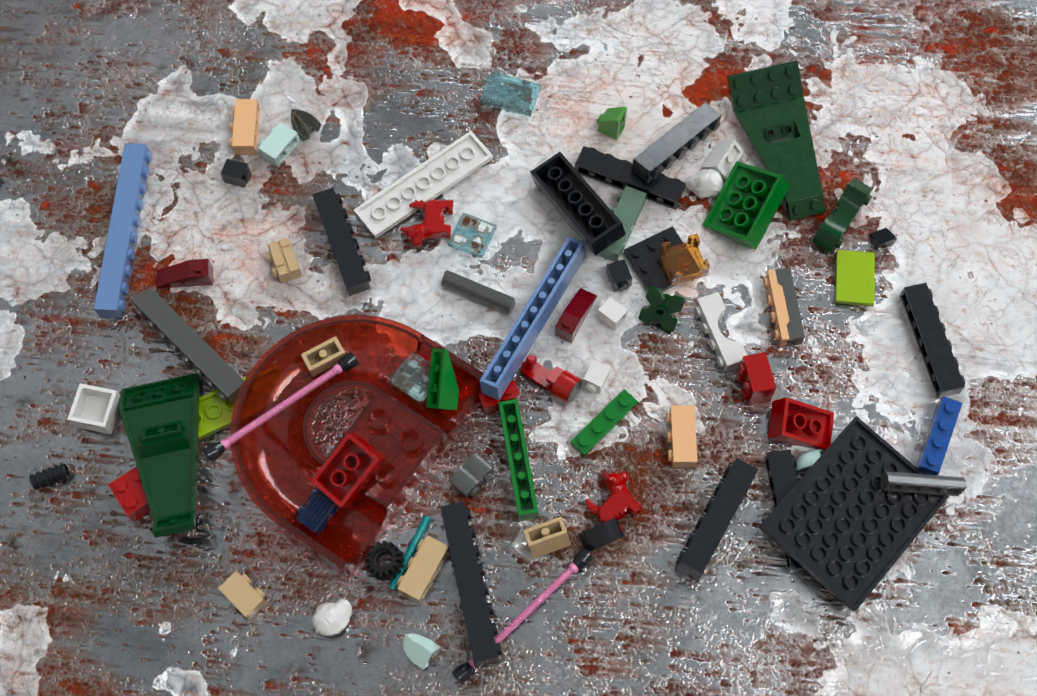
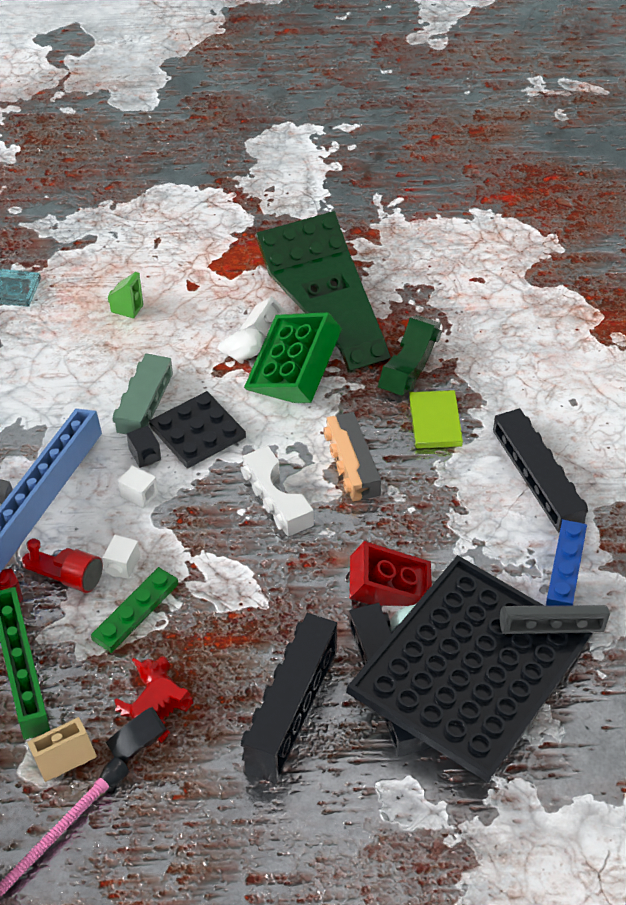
camera: 10 degrees left, 20 degrees down
(574, 315) = (88, 497): dark red slope -> none
(578, 203) = (86, 374): black brick -> none
(618, 174) = (131, 344): black brick -> none
(662, 308) = (198, 471): dark green plant -> none
(676, 143) = (201, 306): brick -> none
(682, 436) = (237, 610): light nougat brick -> none
(684, 261) = (223, 420): clear orange panel -> none
(756, 378) = (325, 531): red brick -> none
(883, 238) = (463, 377): black slope -> none

